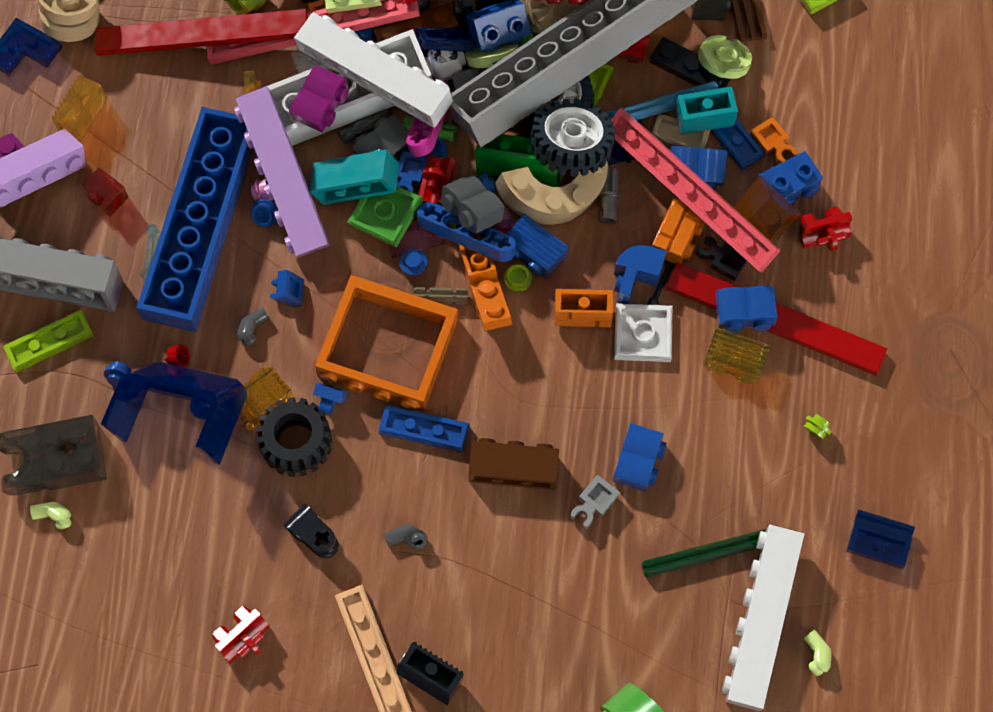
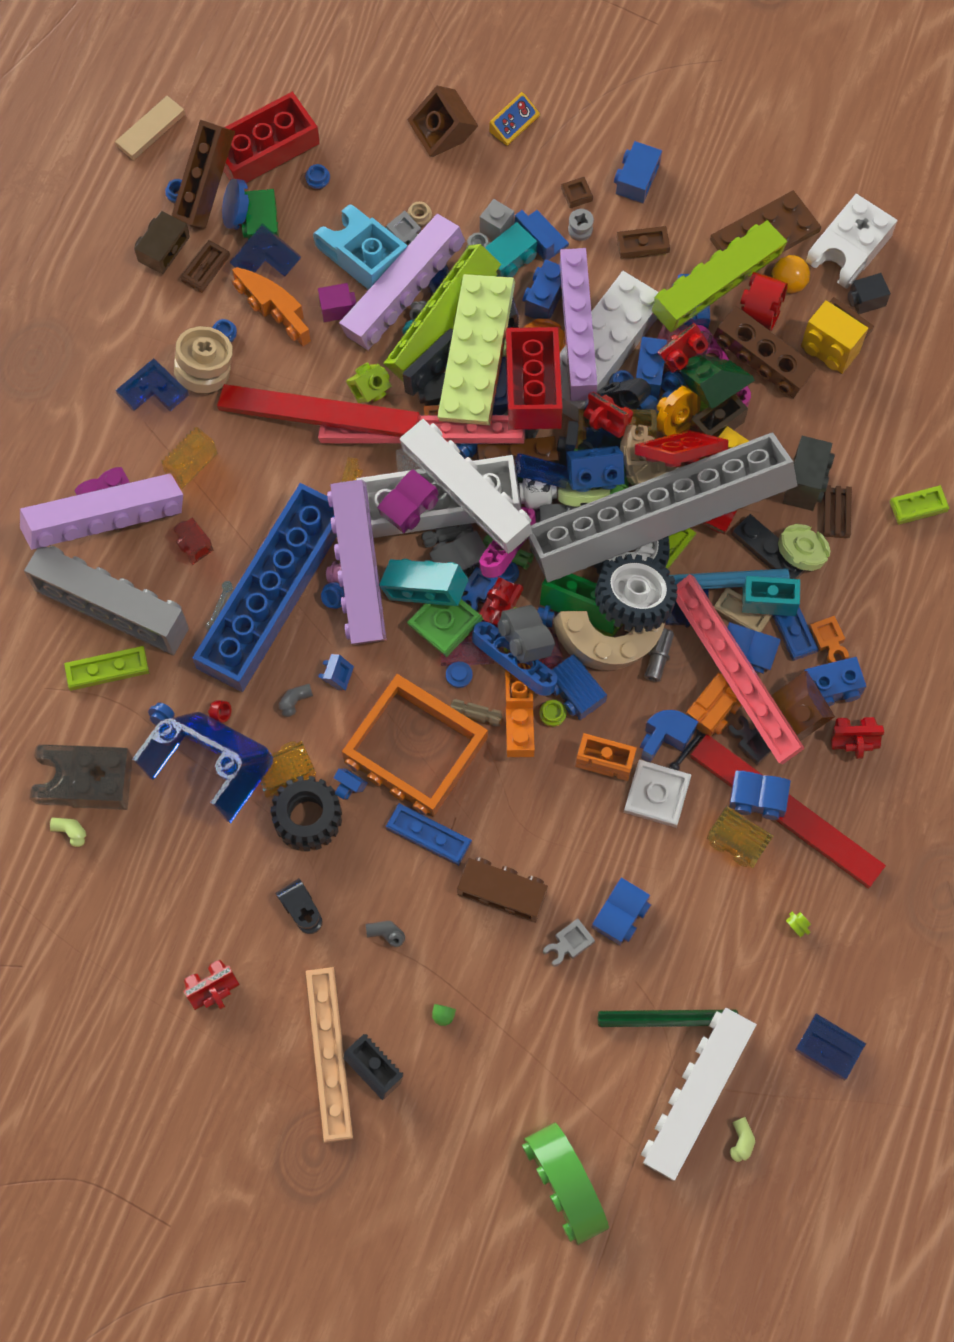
camera: 15 degrees right, 0 degrees up
(486, 604) = (443, 1015): none -> bright green hinge

